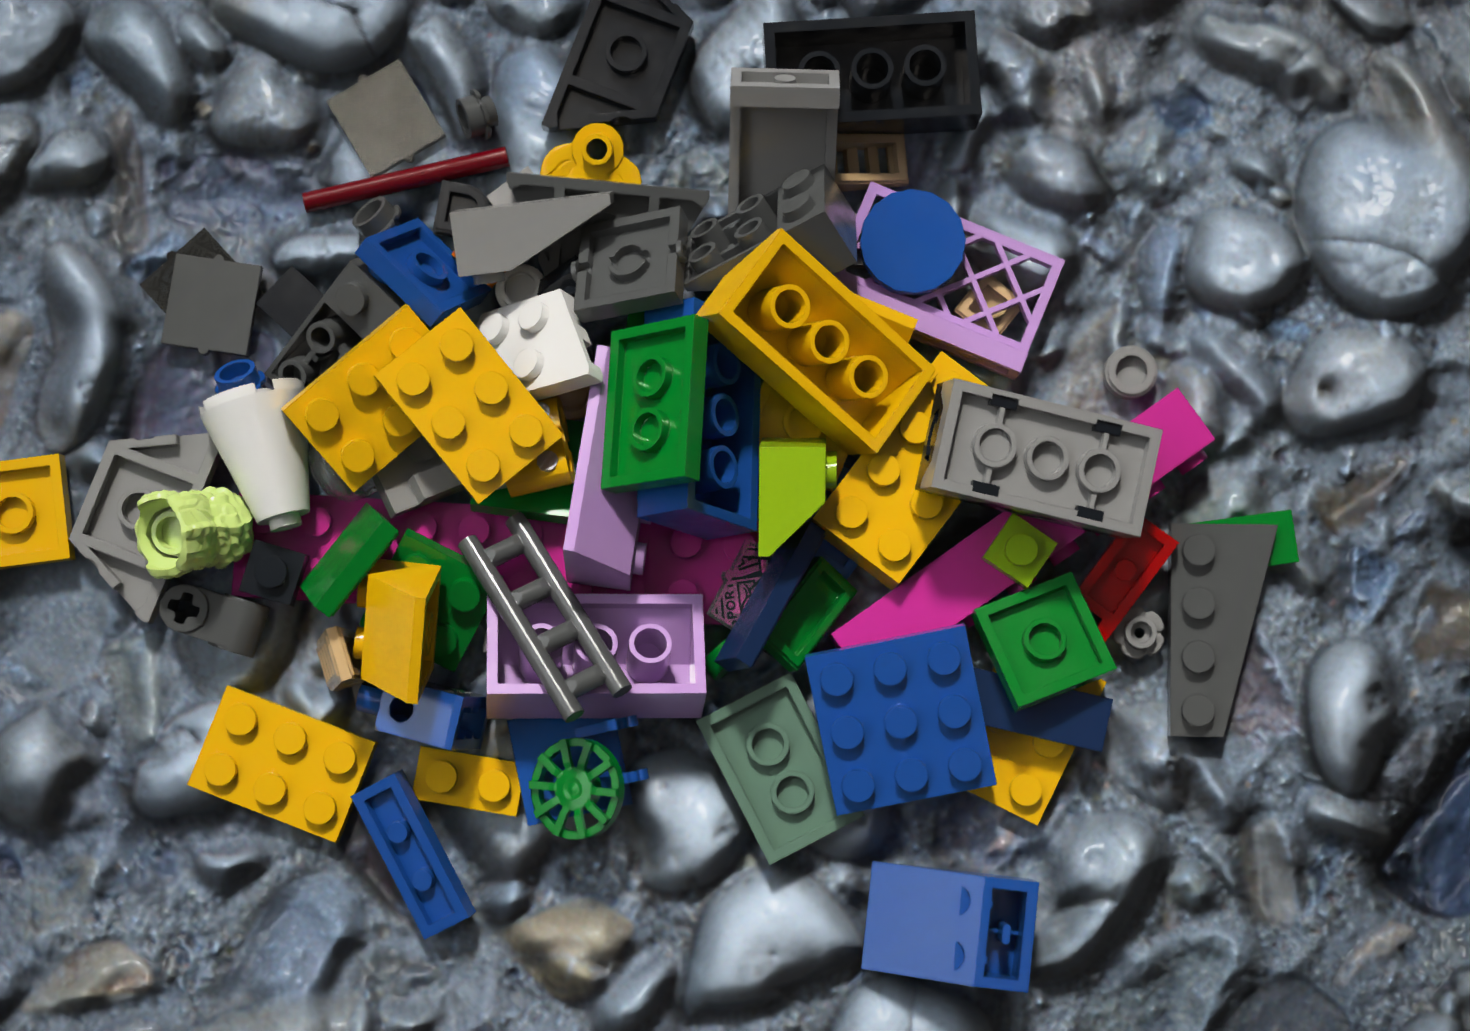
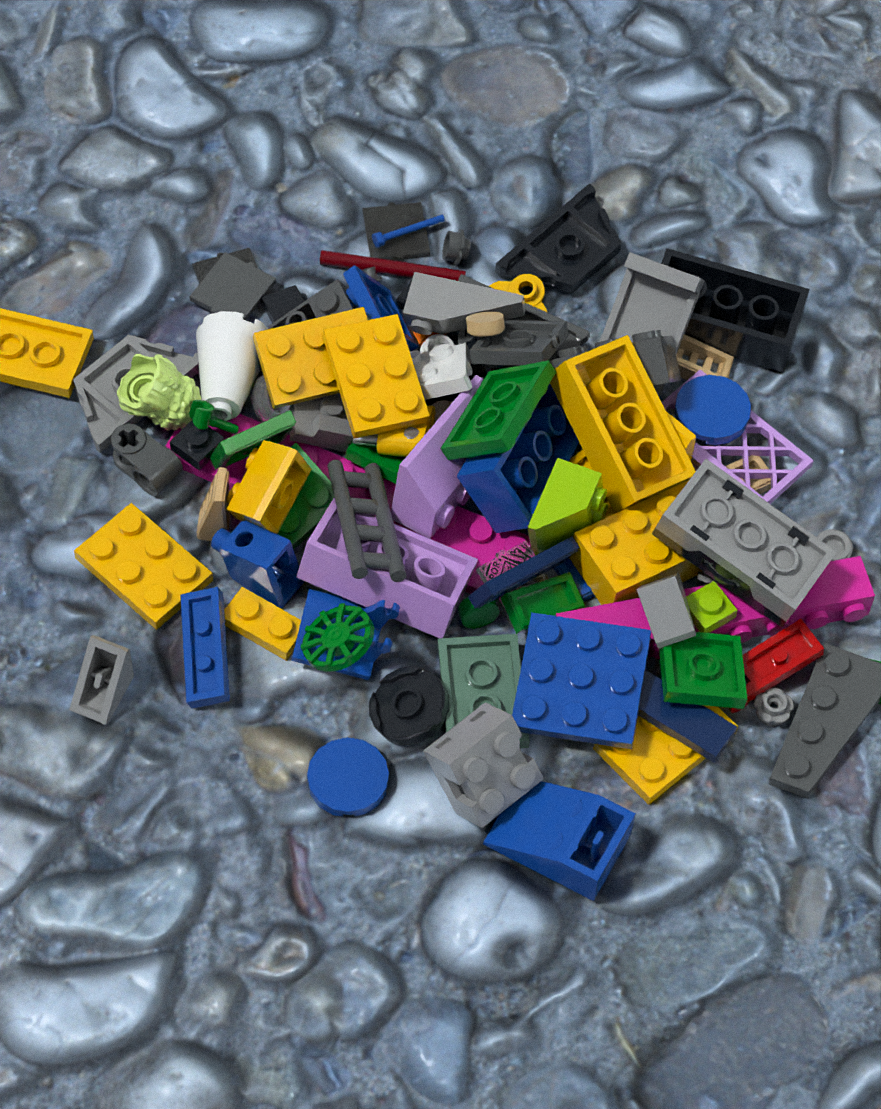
camera: 20 degrees right, 25 degrees down
(269, 541) = (201, 413): none -> green hand
(308, 957) = (102, 679): none -> light grey slope
(371, 146) = (379, 239): none -> blue piece
(576, 257) = (485, 324): none -> tan tile
(662, 949) = (348, 777): none -> blue tile
(698, 826) = (409, 705): none -> black tile
(827, 889) = (483, 765): none -> light grey piece
(970, 583) = (667, 610): none -> light grey slope

